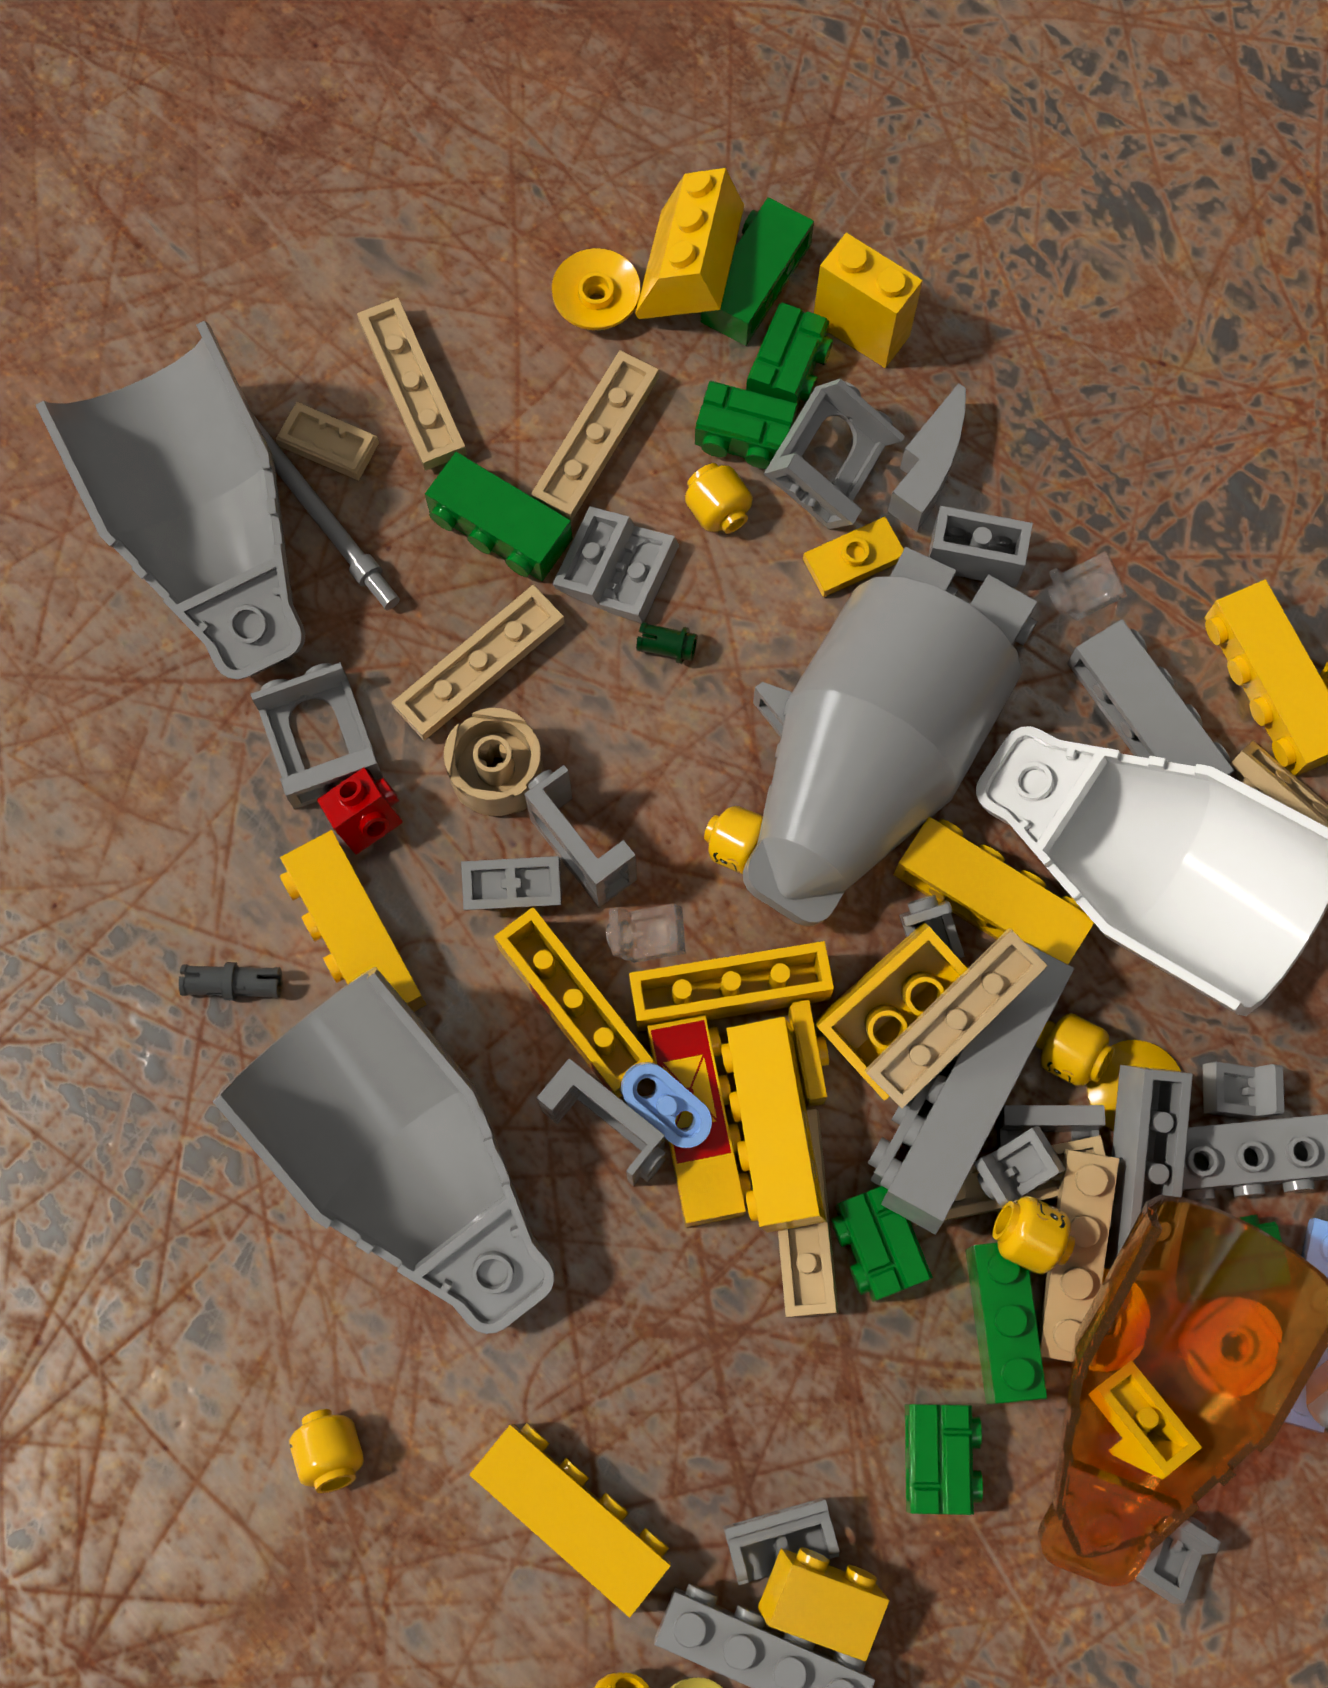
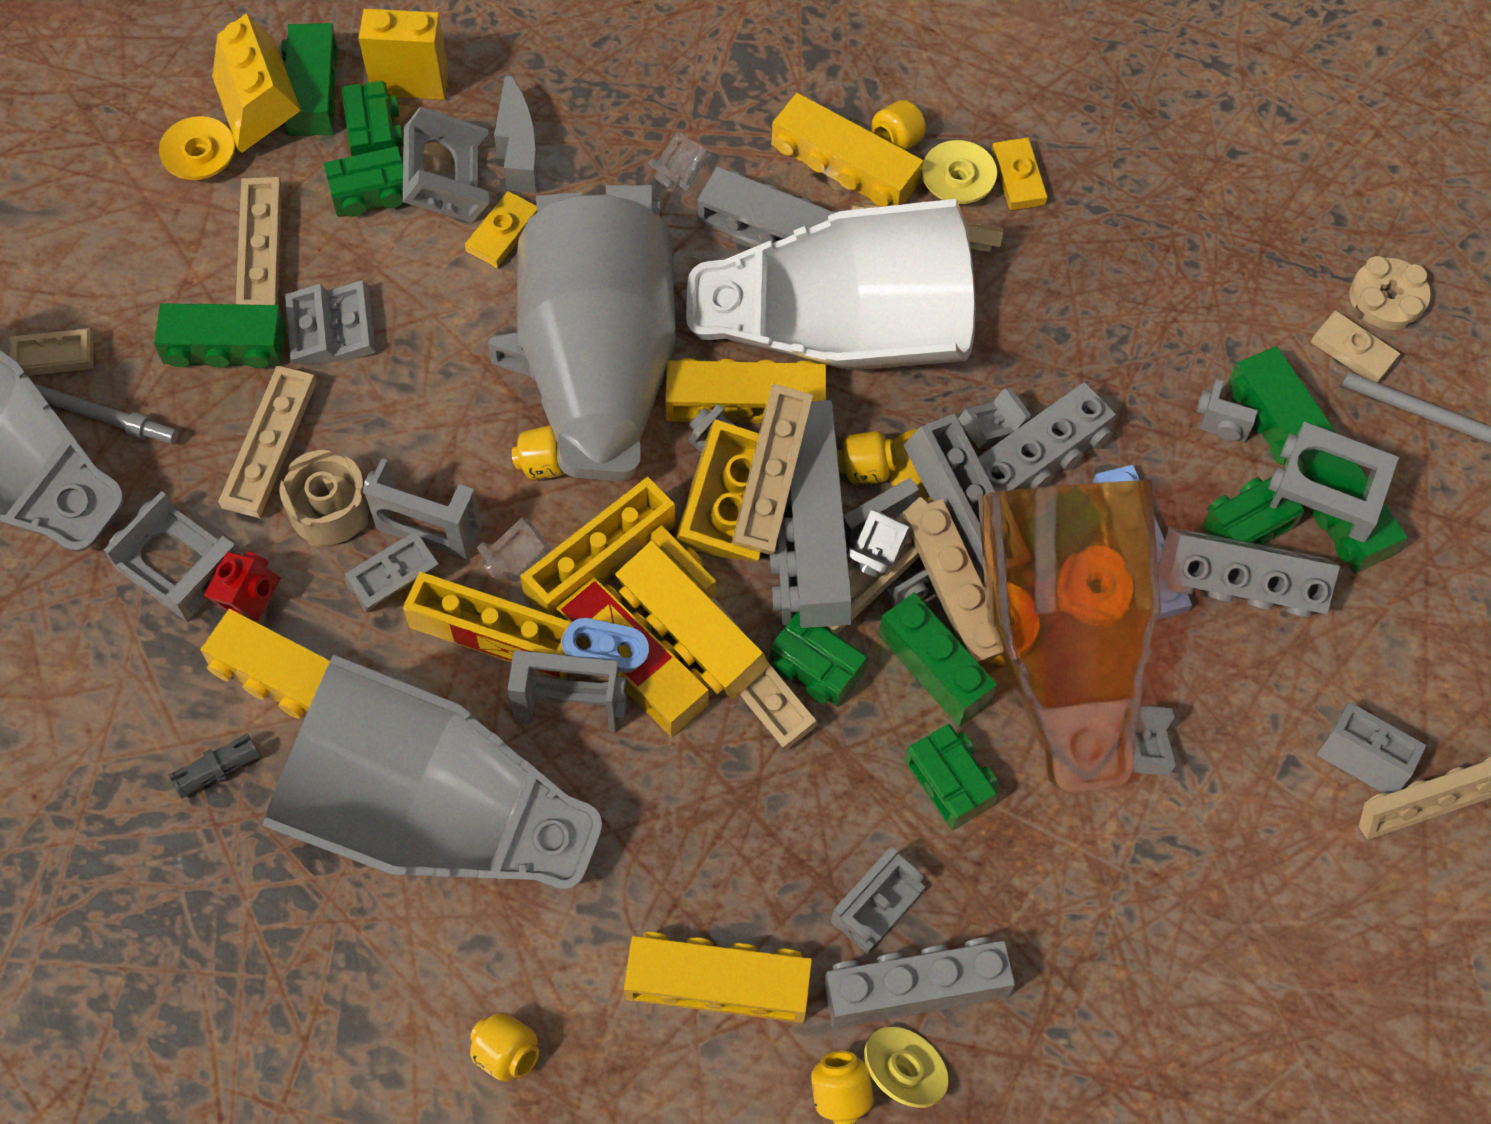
camera: 35 degrees left, 10 degrees down
(411, 383) = (93, 280): tan plate -> none
(667, 642) = (402, 353): dark green pin -> none
(718, 498) = (379, 239): yellow head -> none
(823, 1602) = (934, 916): yellow brick -> none
(980, 544) = (587, 167): light grey brick -> none
(1033, 1234) = (917, 577): yellow head -> none
(1150, 1429) = (1079, 659): yellow slope -> none

